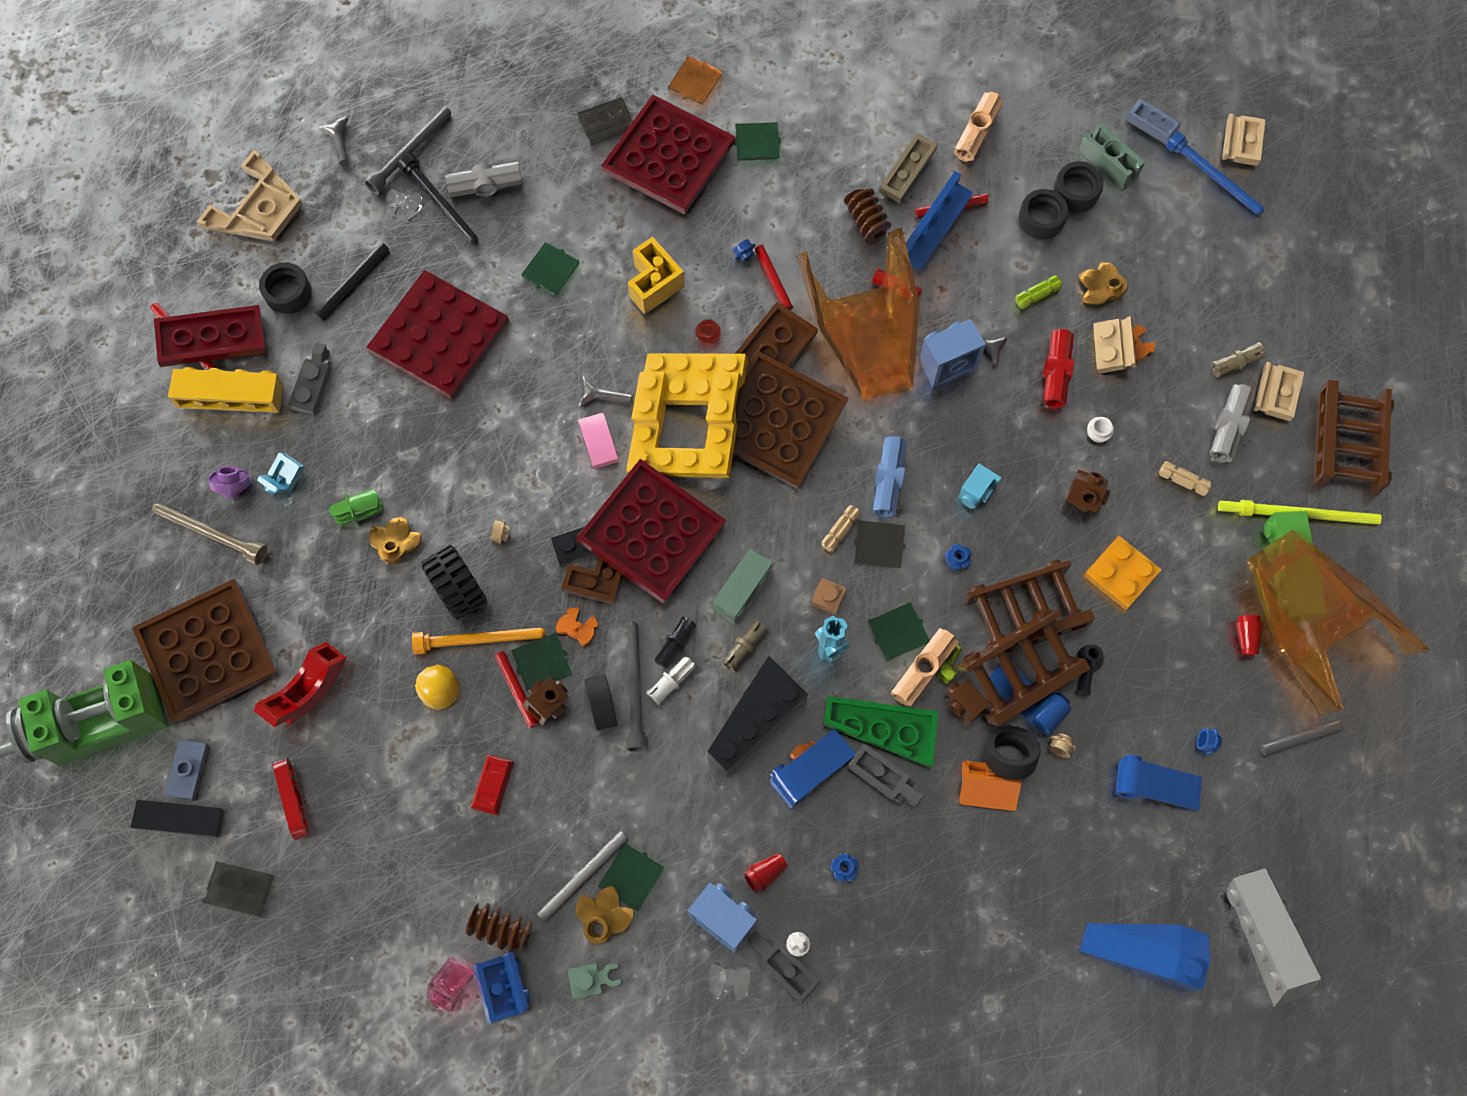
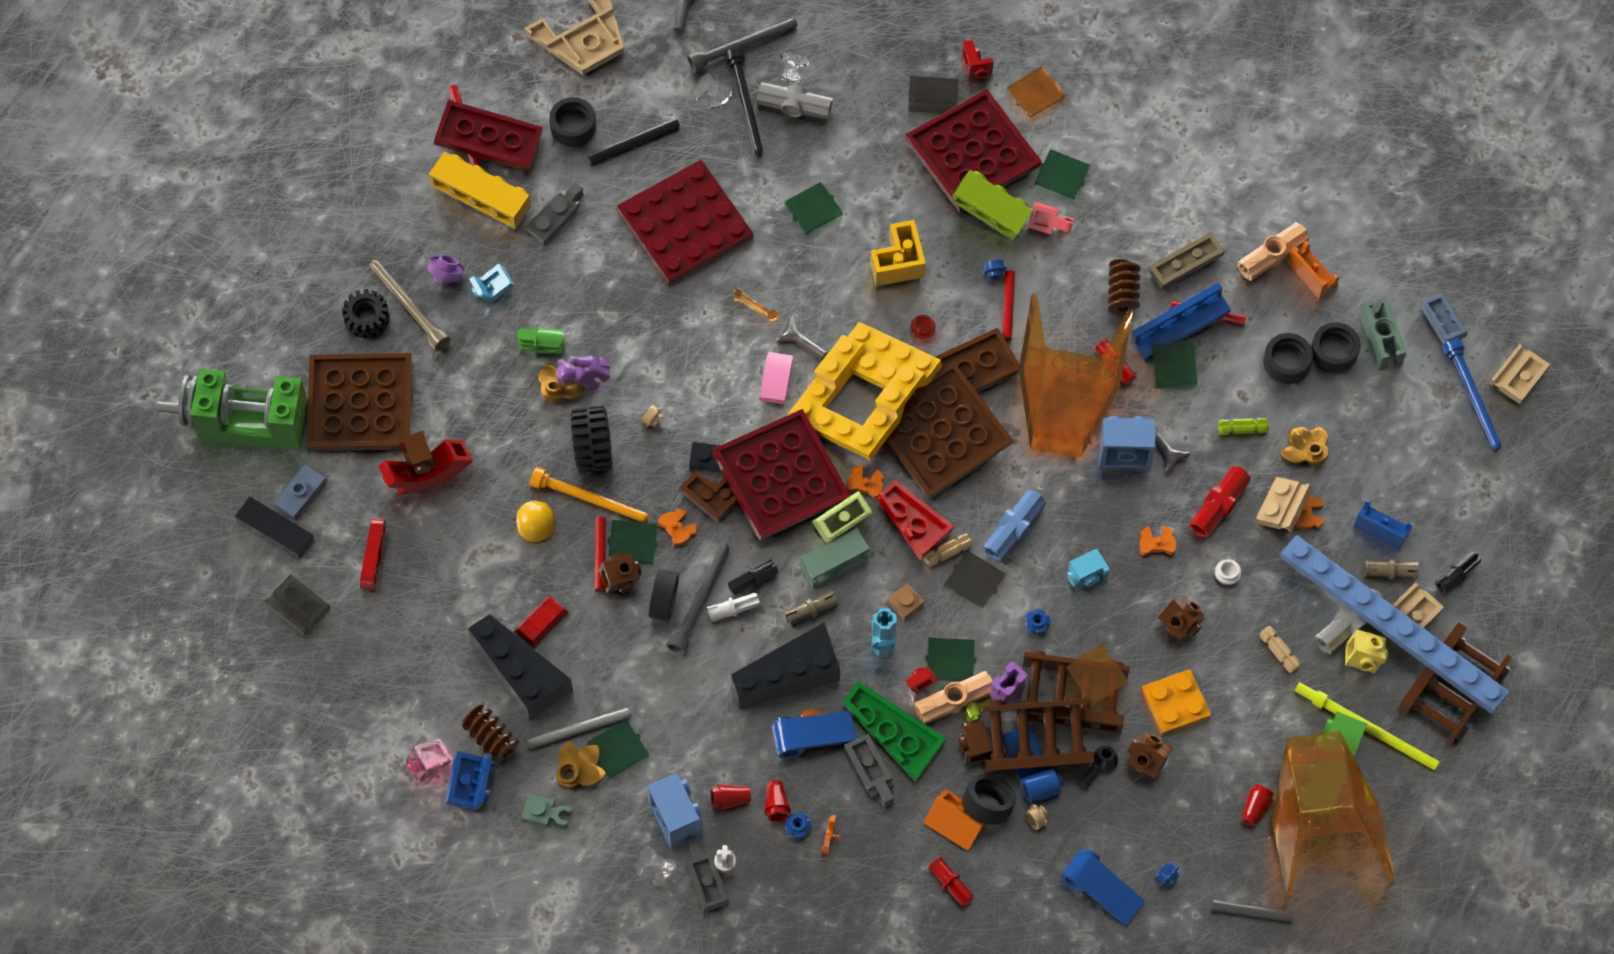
camera: 25 degrees right, 5 degrees down
(162, 548) = (368, 326): none -> black tyre
(287, 677) = (417, 452): none -> reddish brown brick
(413, 518) = (584, 371): none -> medium lavender animal
(464, 146) = (792, 61): none -> clear piece
(498, 845) = (521, 669): none -> black wedge
(562, 383) = (772, 314): none -> clear orange hinge
(627, 77) = (972, 60): none -> red bracket
(712, 193) = (991, 204): none -> lime brick
(724, 504) = (864, 485): none -> orange piece
(730, 544) = (842, 517): none -> yellowish green brick
(765, 185) = (1045, 219): none -> coral plate
(795, 513) = (914, 519): none -> red wing
(813, 855) = (777, 804): none -> red cone
(881, 863) = (829, 835): none -> orange piece
(884, 665) = (921, 679): none -> red plate
(949, 263) = (1174, 364): none -> clear green piece
(971, 631) = (1009, 685): none -> medium lavender animal
(1018, 850) = (951, 881): none -> red axle
(1019, 130) = (1312, 271): none -> orange hinge
(1029, 430) = (1157, 545): none -> orange piece
(1045, 582) = (1097, 674): none -> clear orange piece
(1131, 635) = (1148, 755): none -> reddish brown brick
(1208, 325) = (1382, 526): none -> blue hinge
(1263, 444) = (1365, 651): none -> light yellow brick
(1278, 408) = (1394, 624): none -> medium blue plate
(1295, 335) = (1457, 572): none -> black axle

